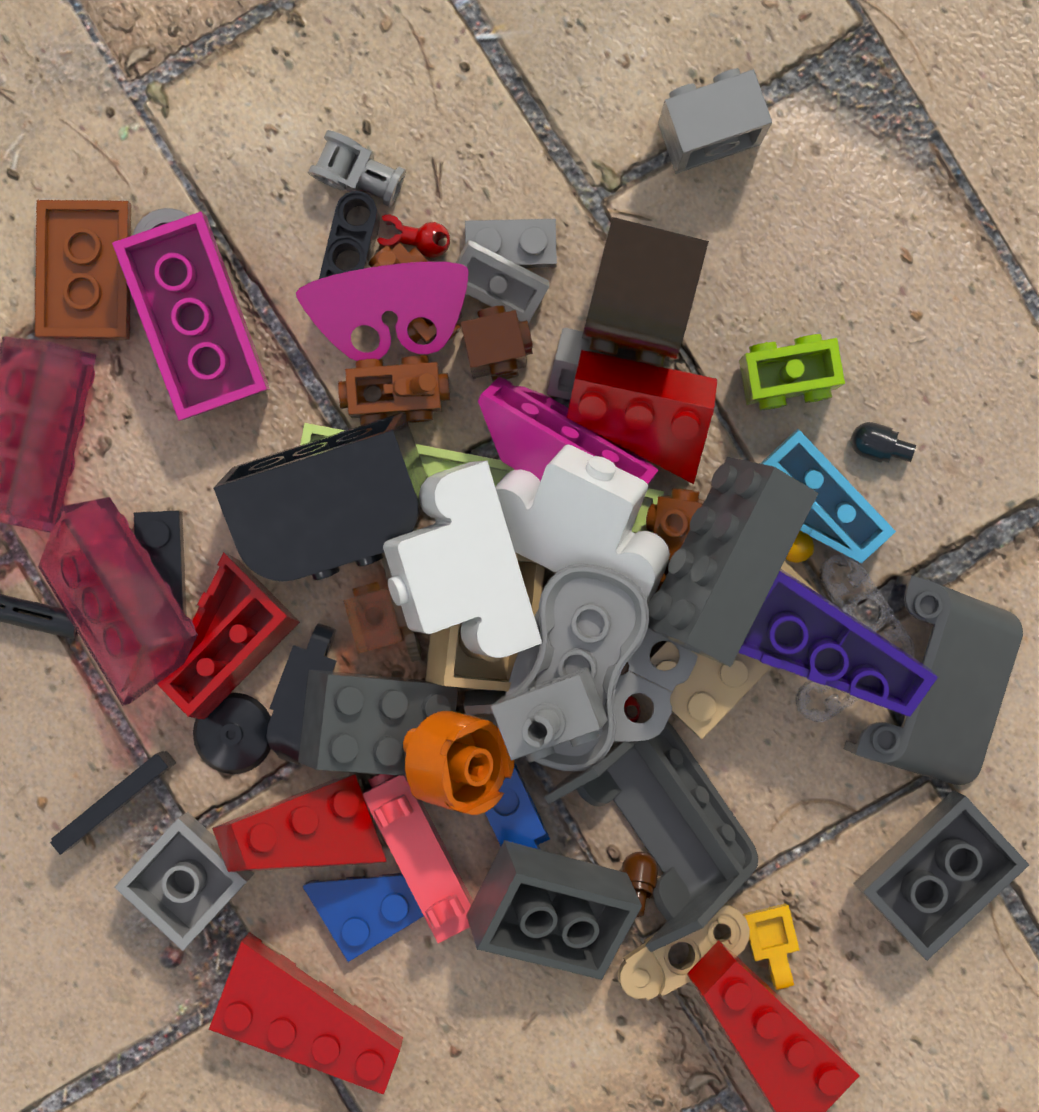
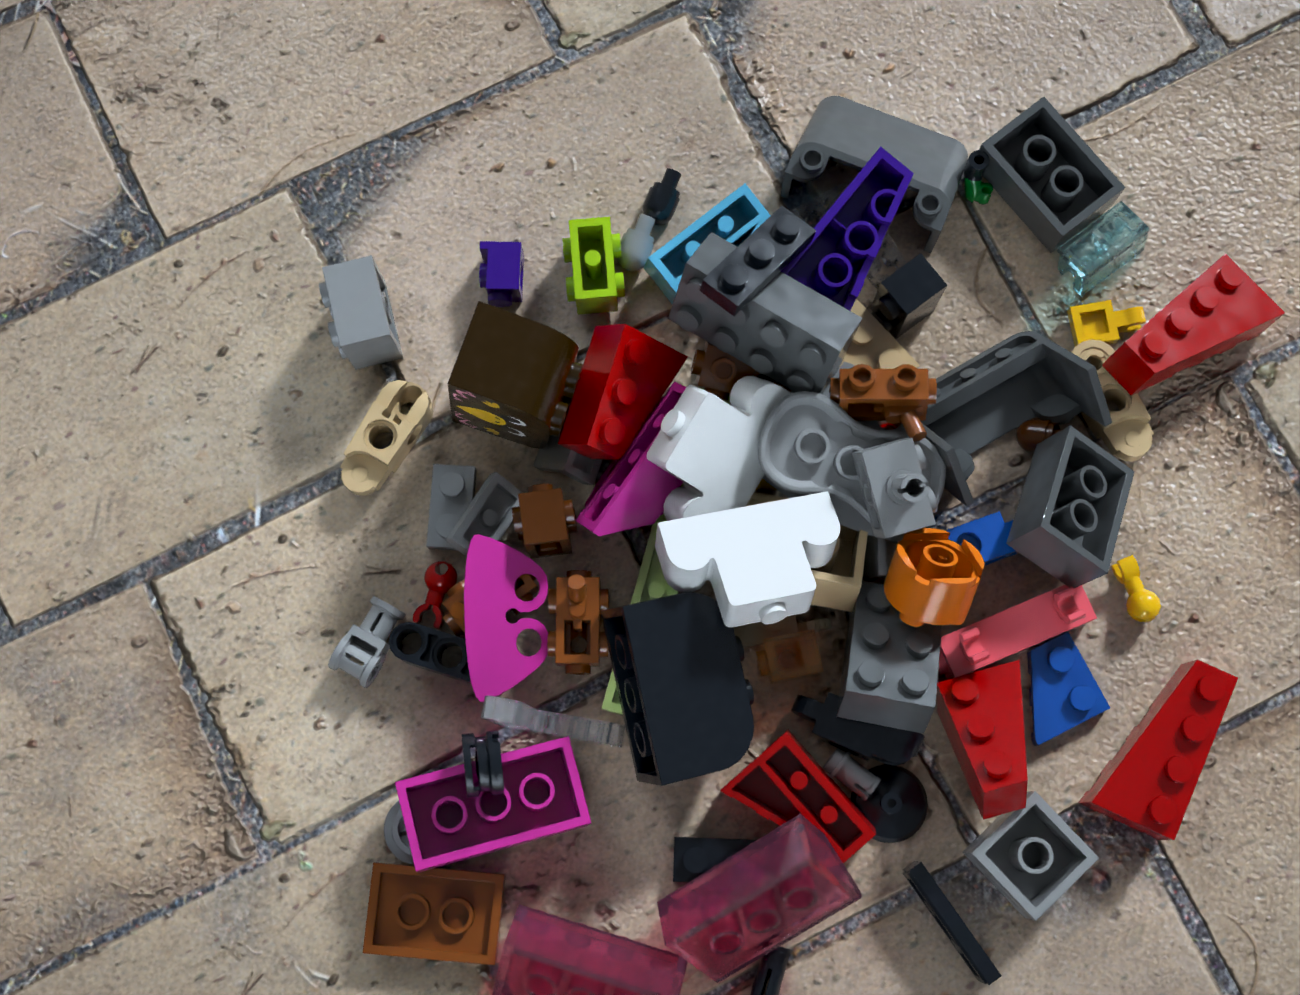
camera: 85 degrees left, 10 degrees down
(225, 304) = (487, 762): none -> black wheel
(256, 690) = (851, 773): none -> light grey pin
(284, 336) = (523, 717): none -> clear beam
(463, 993) = (1141, 603): none -> yellow arm
(546, 145) = (368, 467): none -> tan piece
(654, 705) = (886, 395): none -> dark orange brick
(777, 272) = (502, 272): none -> dark purple brick
(780, 721) = (907, 296): none -> black brick
(784, 546) = (757, 260): none -> black plate
(822, 418) = (637, 244): none -> light grey cylinder
(861, 939) = (1102, 247): none -> clear light blue hinge
(923, 793) = (973, 174): none -> arm

